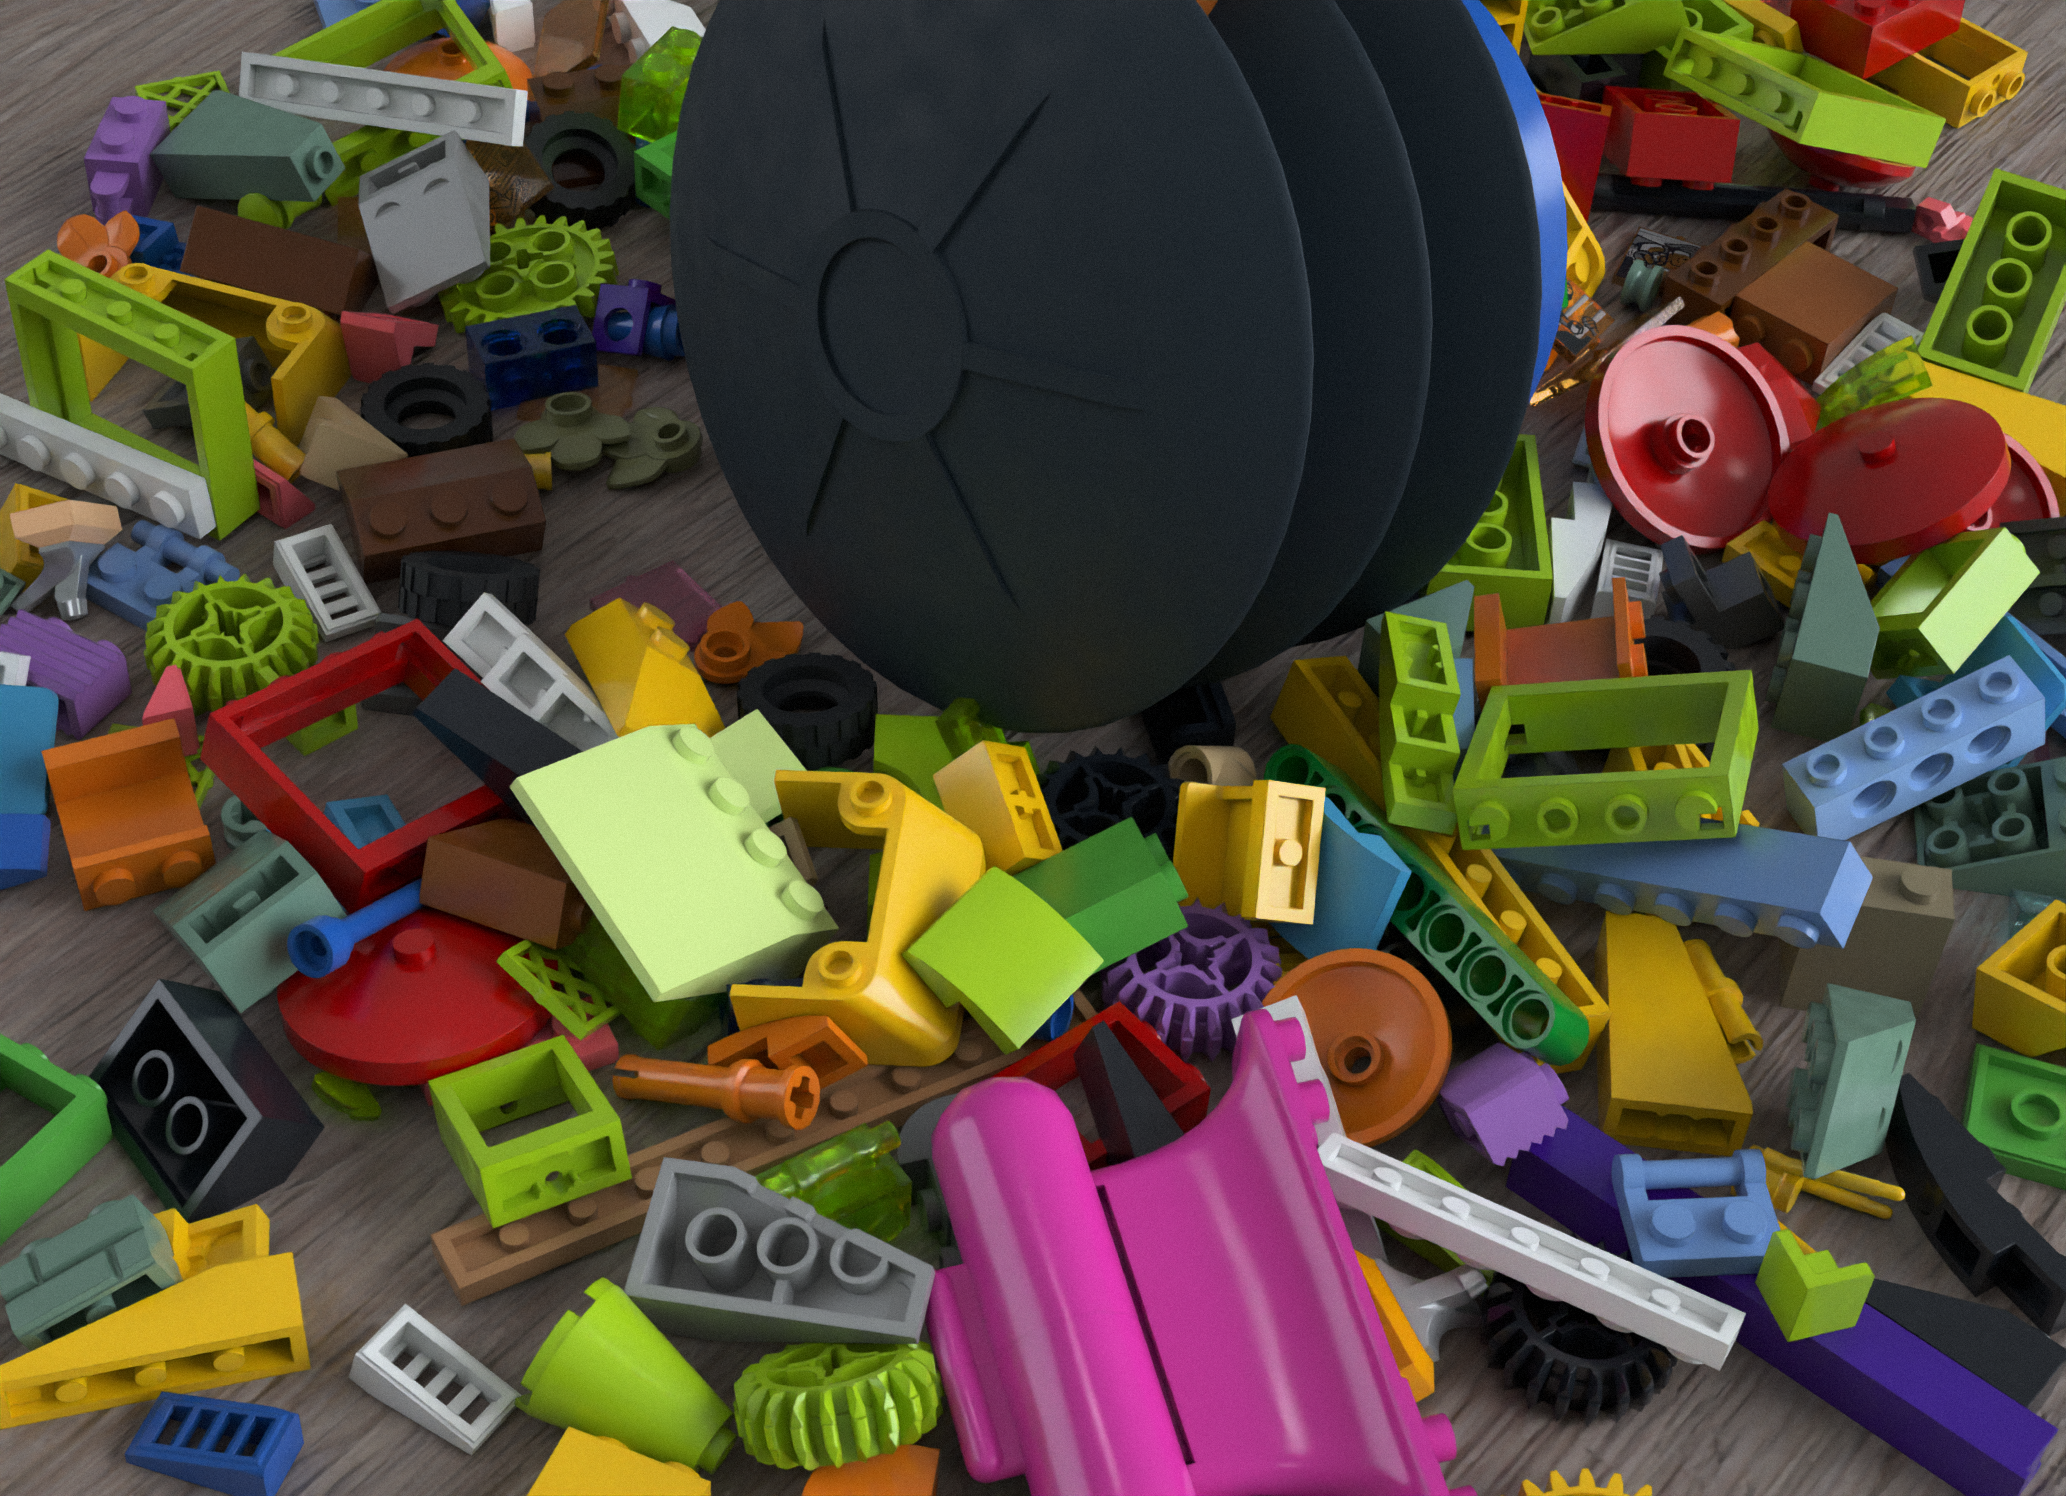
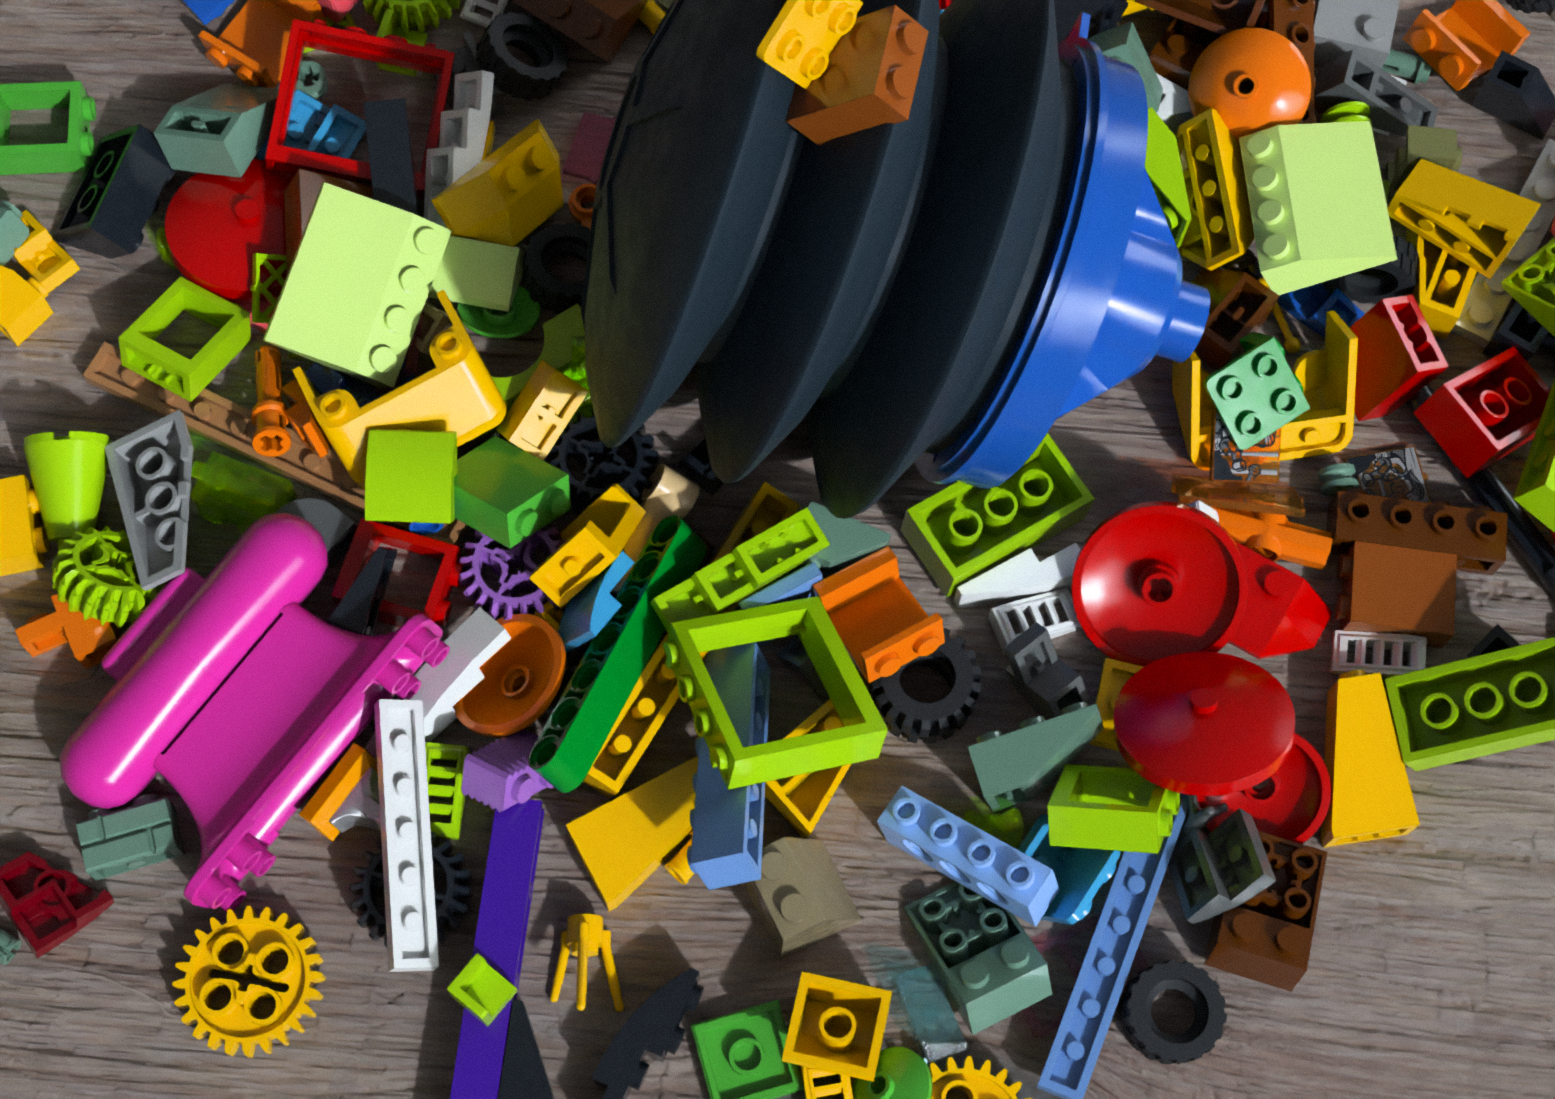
camera: 55 degrees right, 25 degrees up
(327, 941) = (206, 175): blue piece -> none
(397, 1388) = (20, 372): white slope -> none
(1696, 1233) = (490, 918): medium blue plate -> none
(1850, 1077) = (647, 940): sand green slope -> none
(1876, 380) = (1333, 670): clear neon green slope -> none

